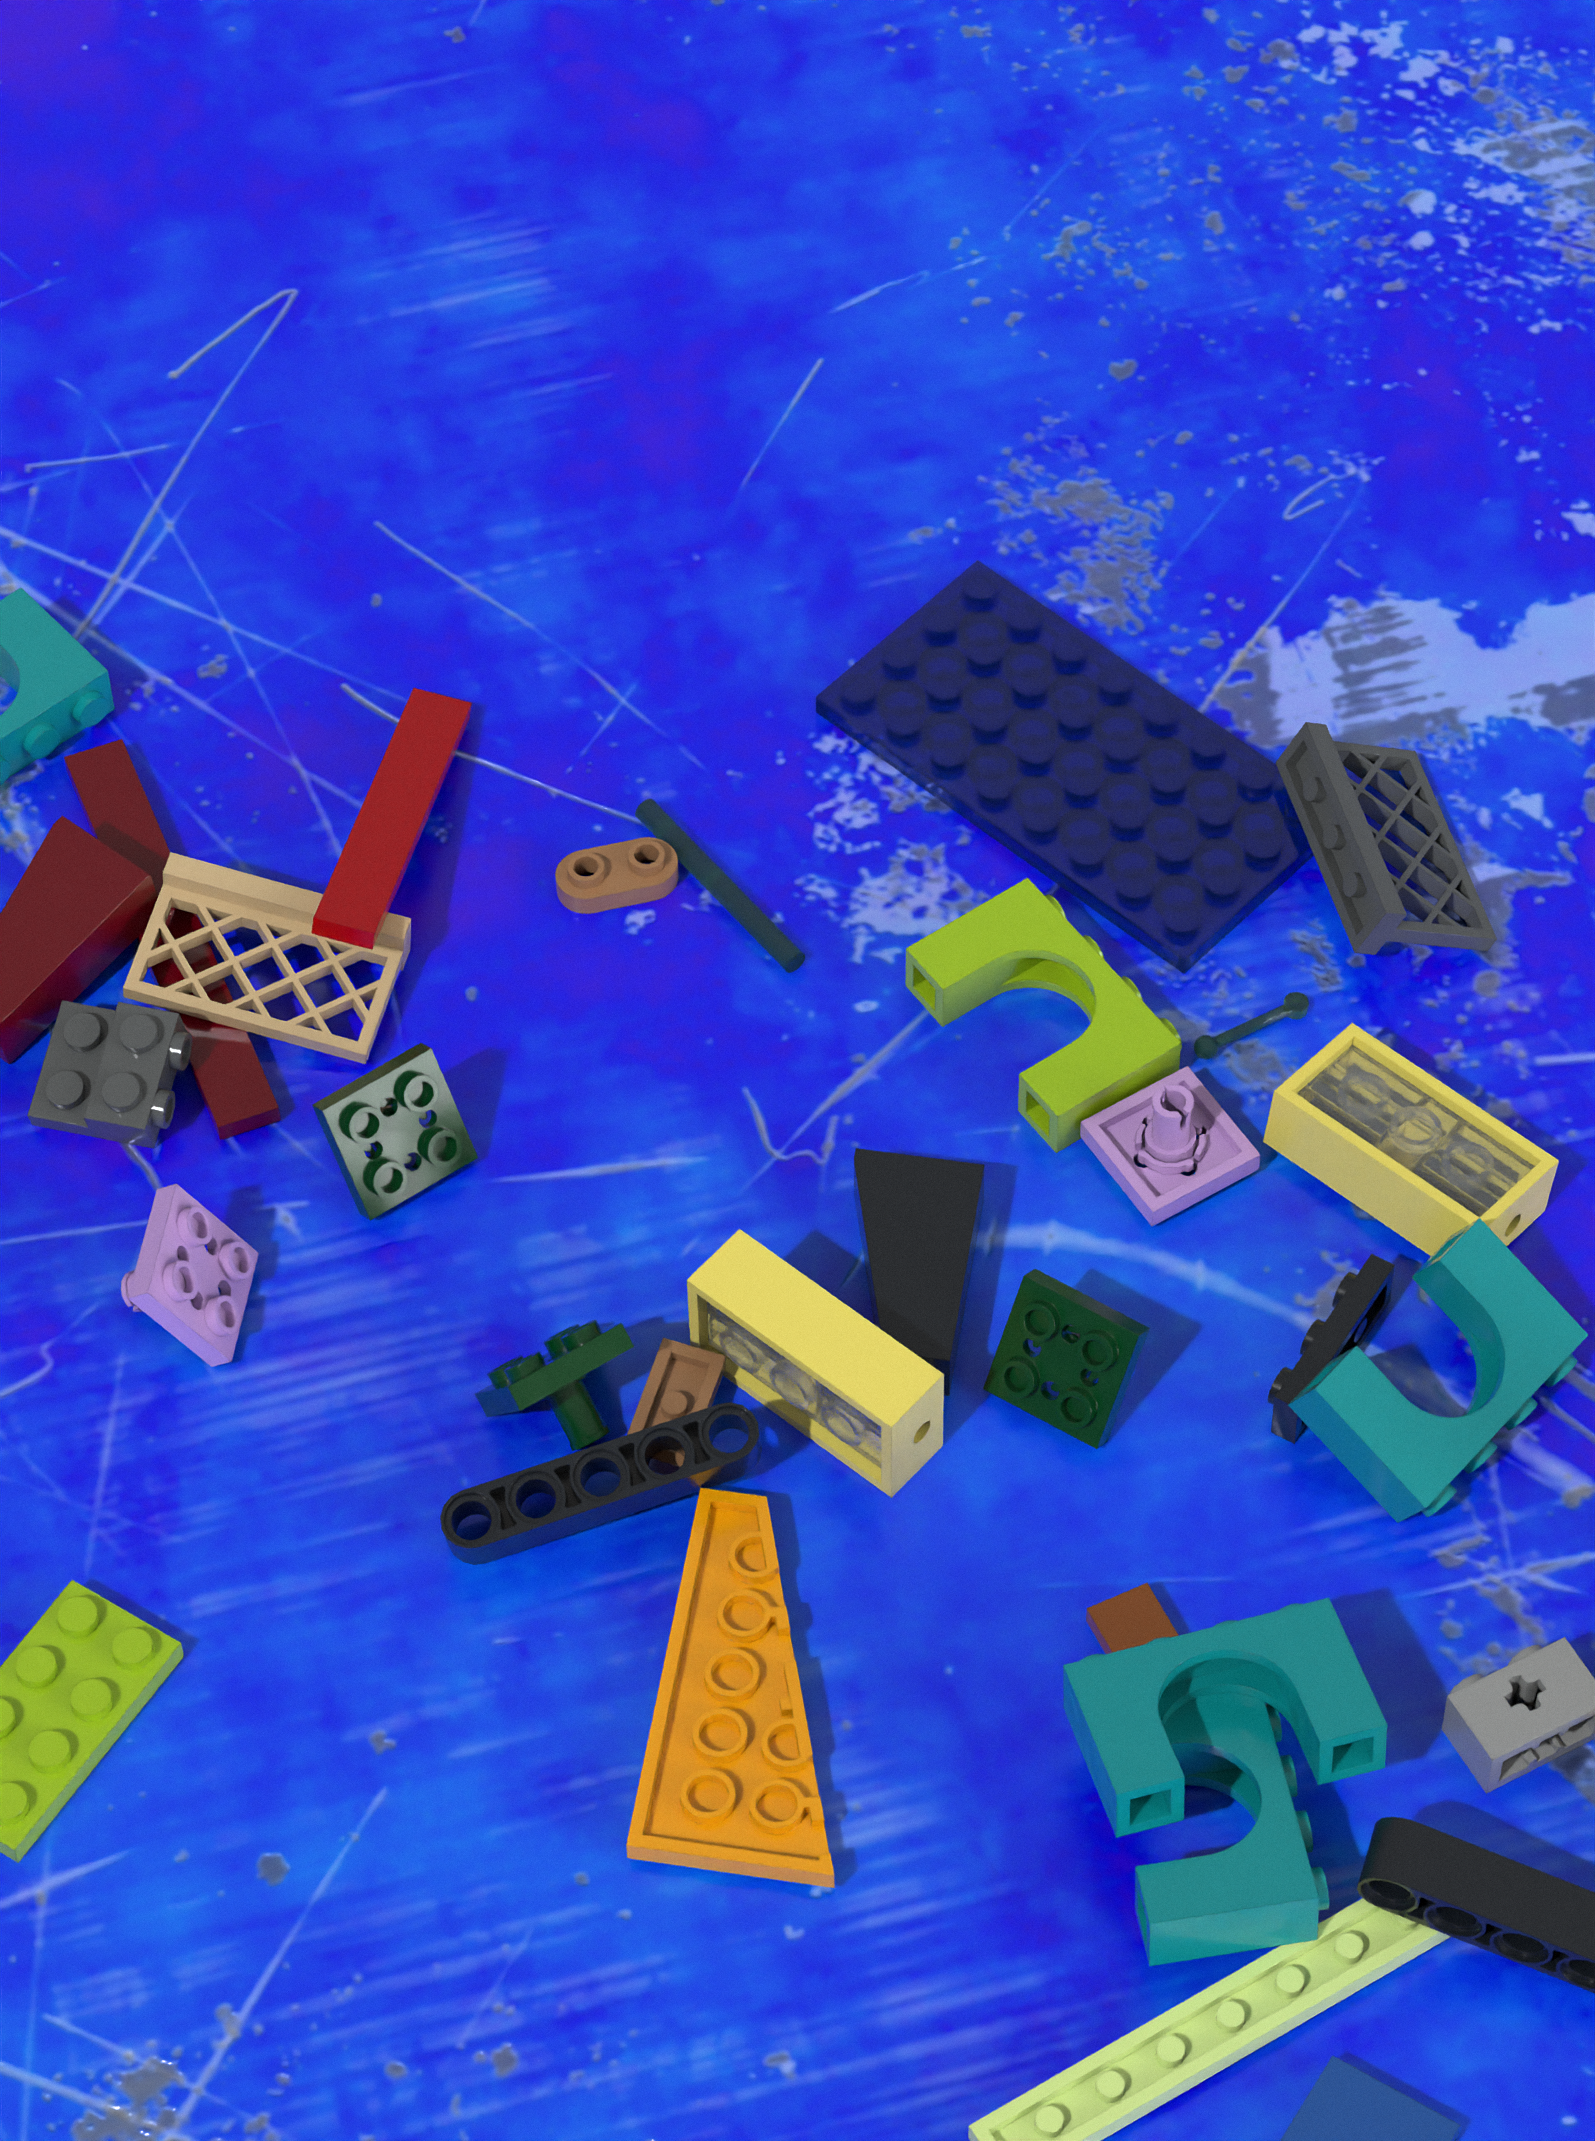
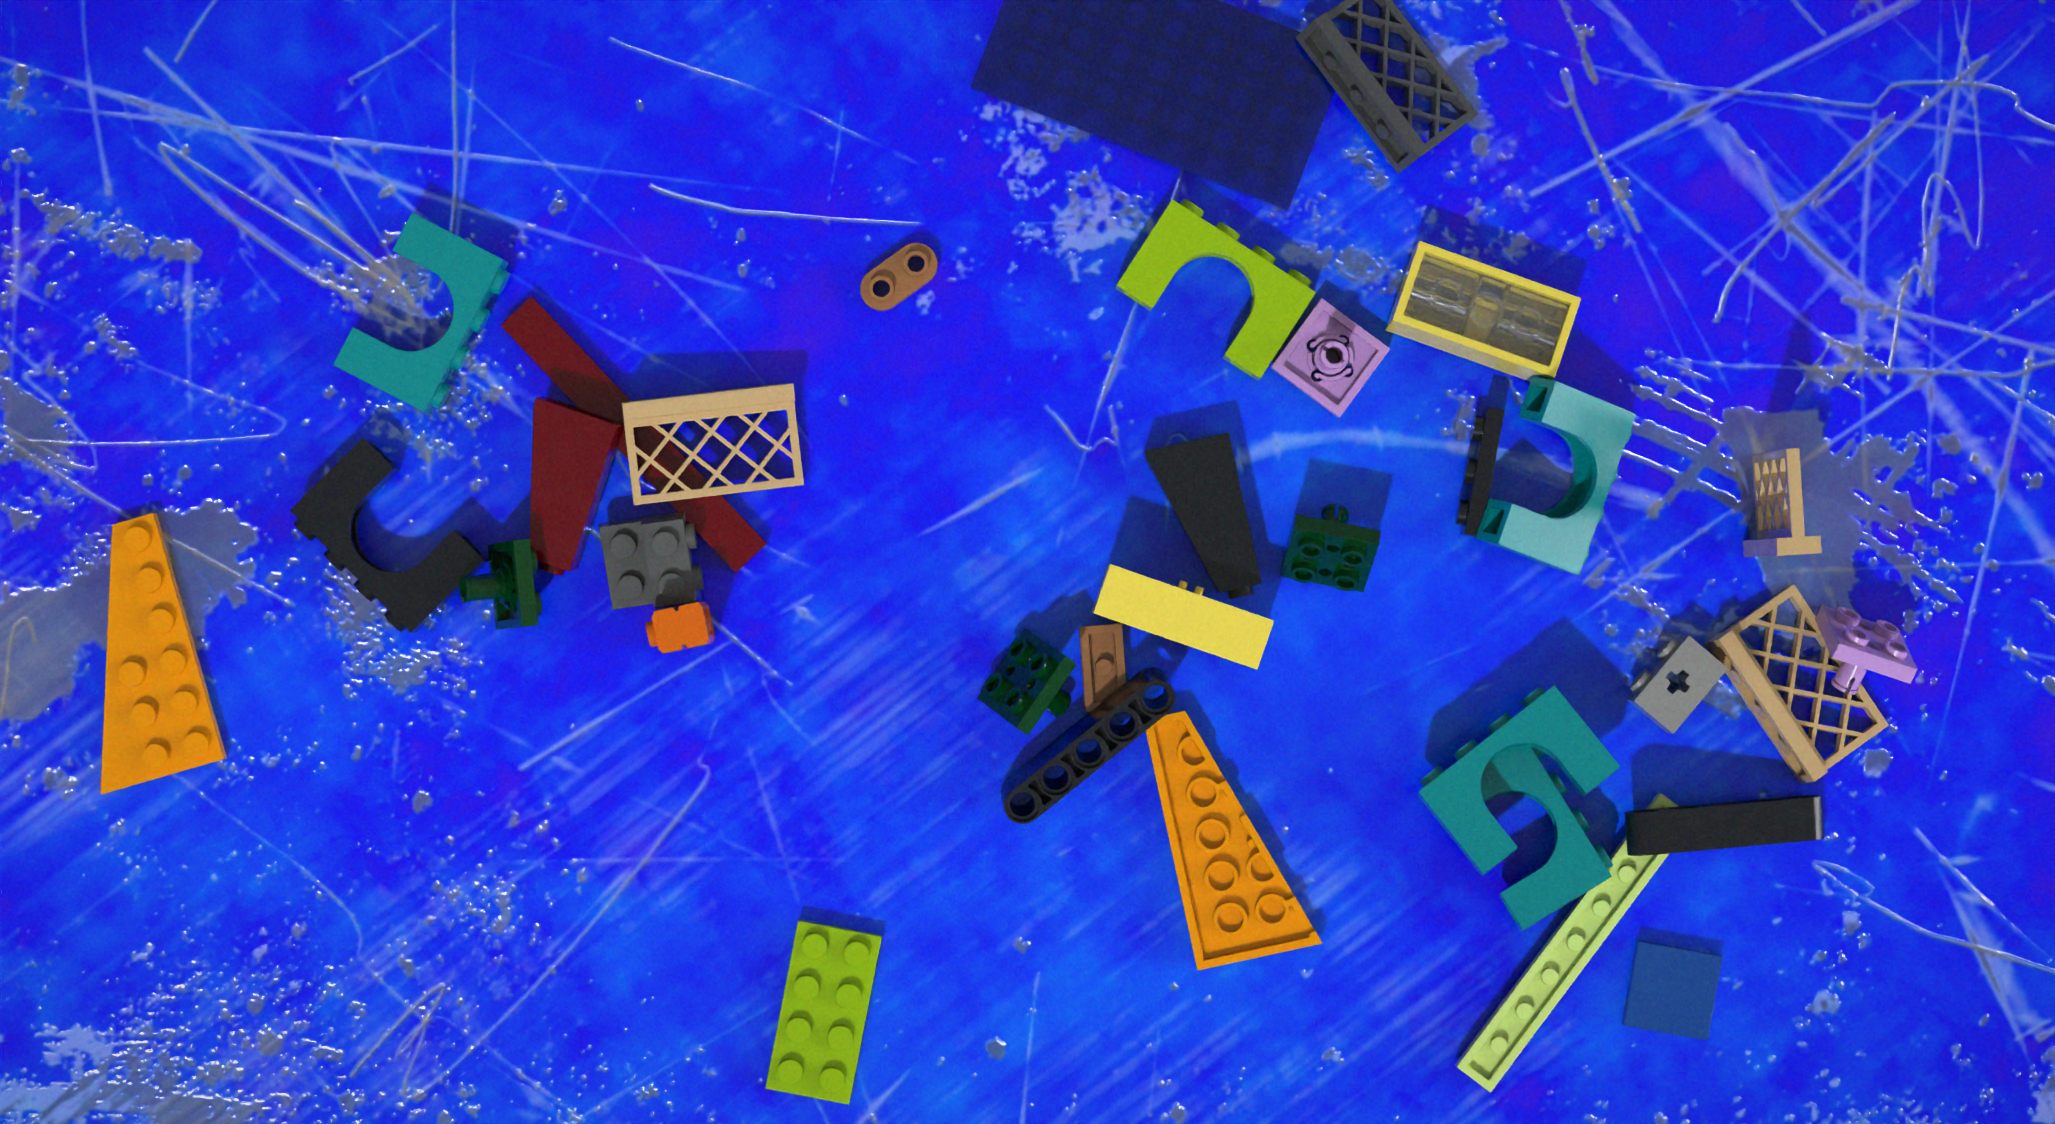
camera: 20 degrees left, 35 degrees up
(108, 1144) = (681, 627): none -> orange brick
(180, 1279) = (776, 699): lavender plate -> none
(384, 1114) = (852, 545): plate -> none
(391, 819) = (744, 304): red tile -> none
(721, 886) = (967, 259): bar -> none
(1129, 1620) = (1428, 707): dark orange tile -> none
(1294, 1007) = (1366, 213): hinge -> none

